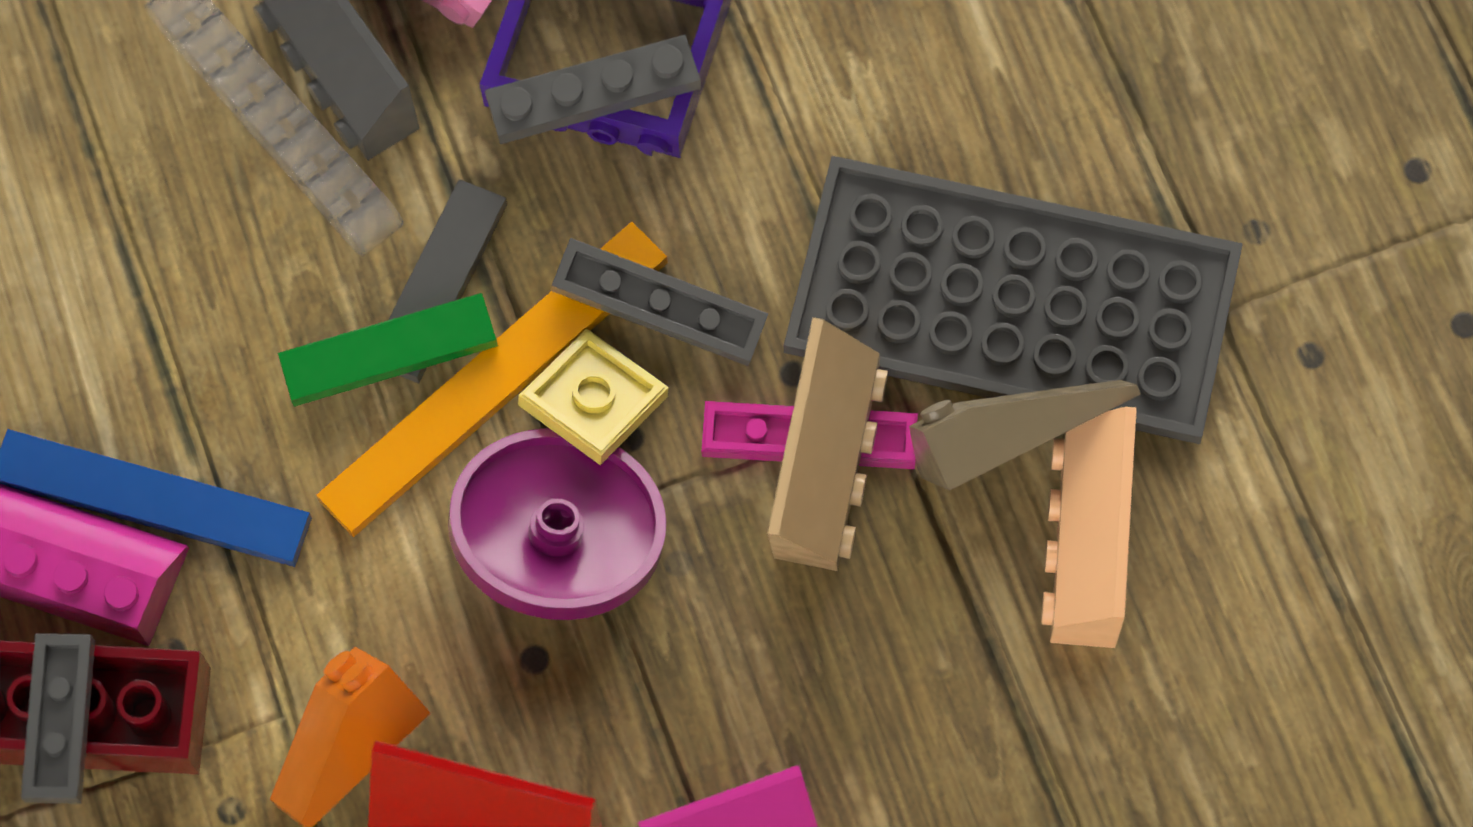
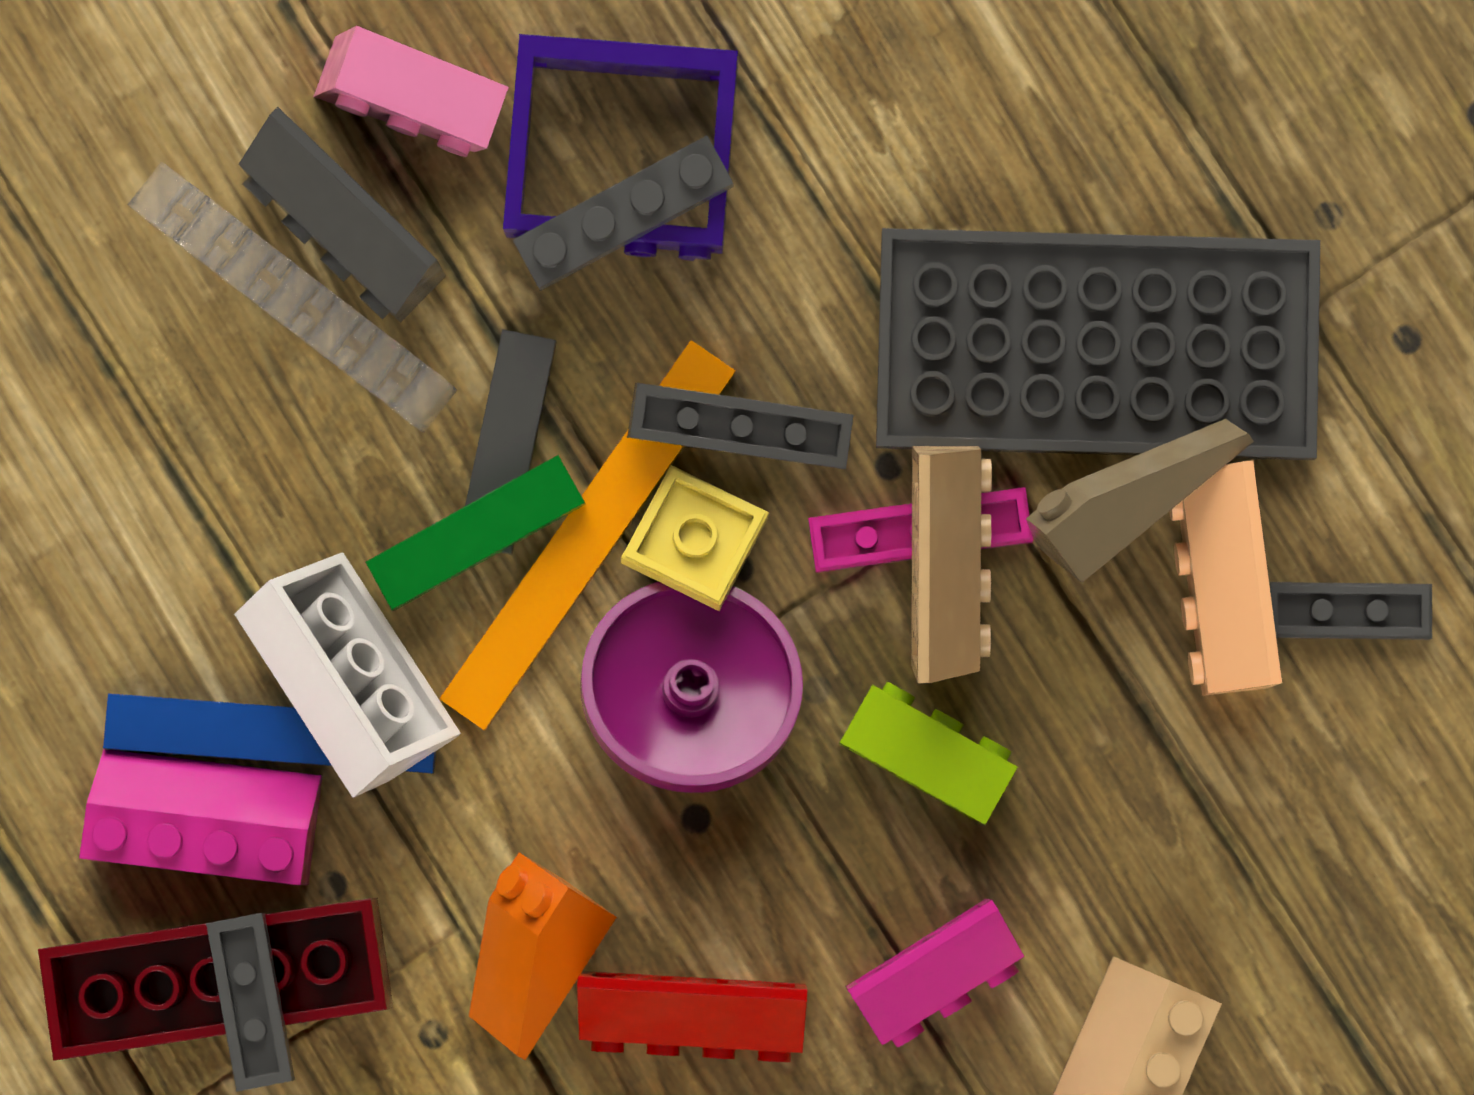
camera: 10 degrees left, 15 degrees up
(233, 450) = (346, 673): none -> white slope
(771, 636) = (929, 752): none -> lime brick
(1208, 589) = (1352, 610): none -> dark grey tile

